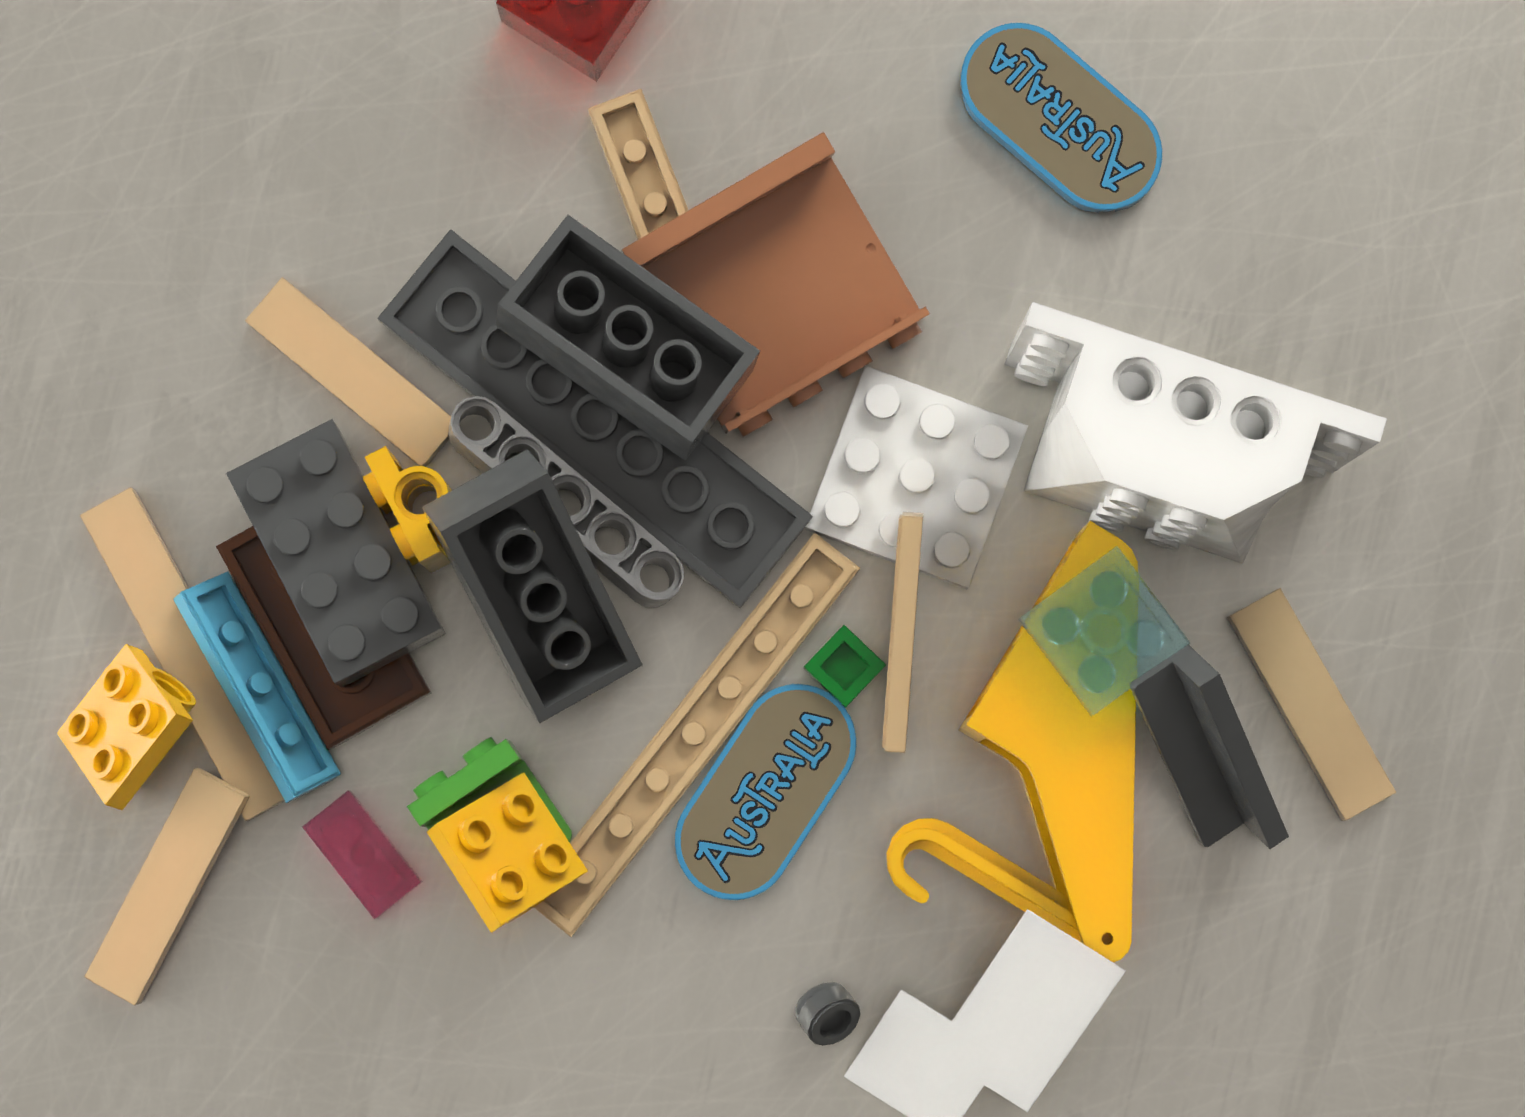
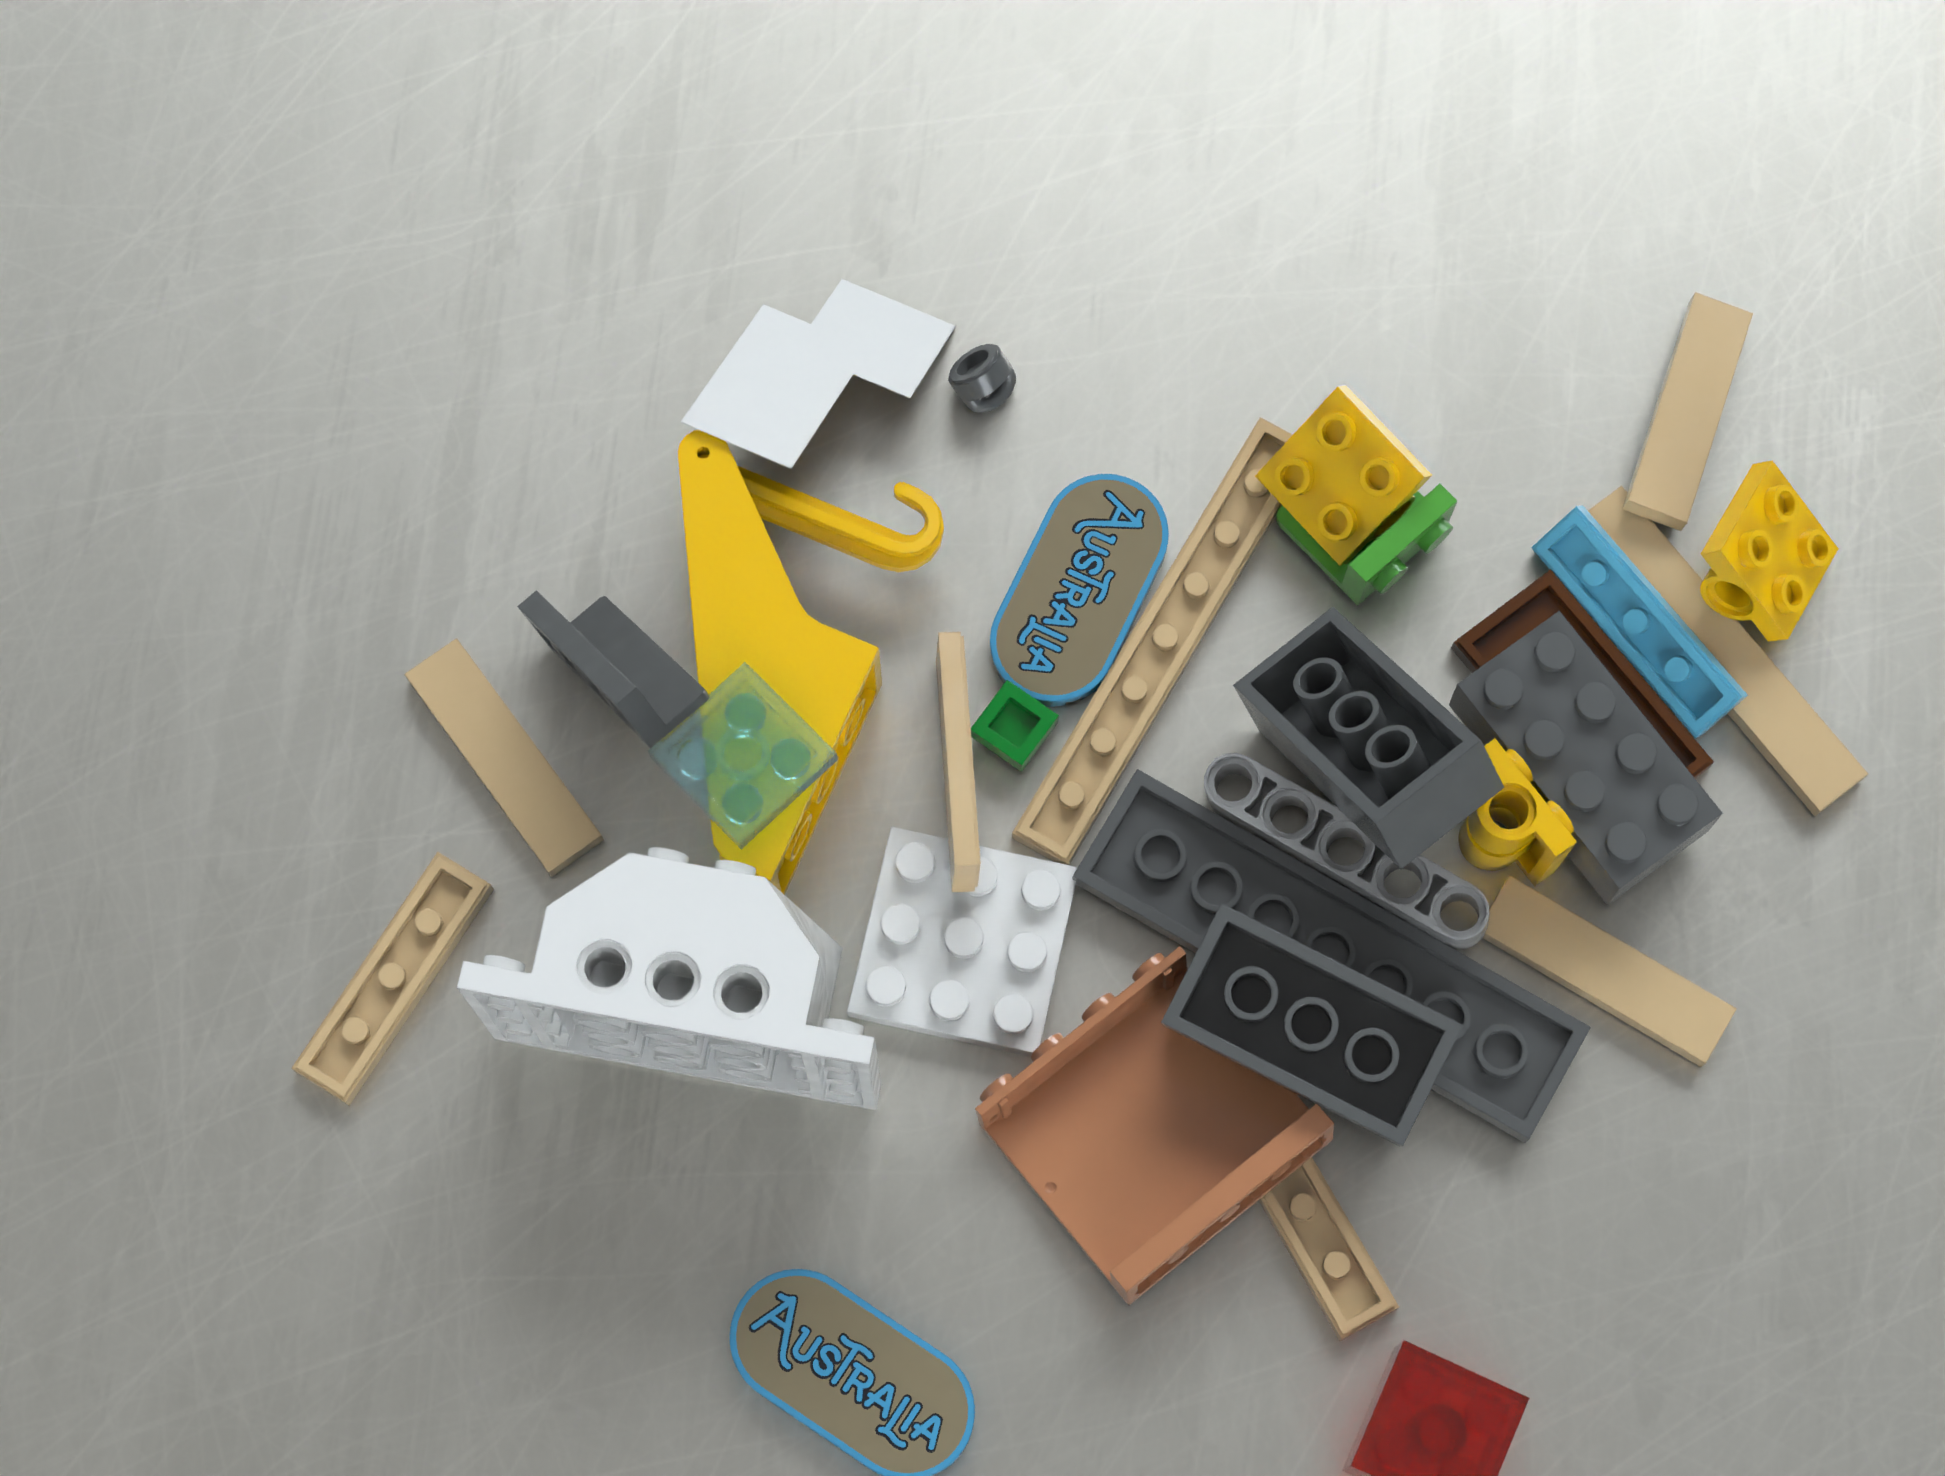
camera: 175 degrees right, 10 degrees down
(362, 854) = (1491, 472): clear pink plate -> none
(1425, 515) = (393, 978): none -> tan tile

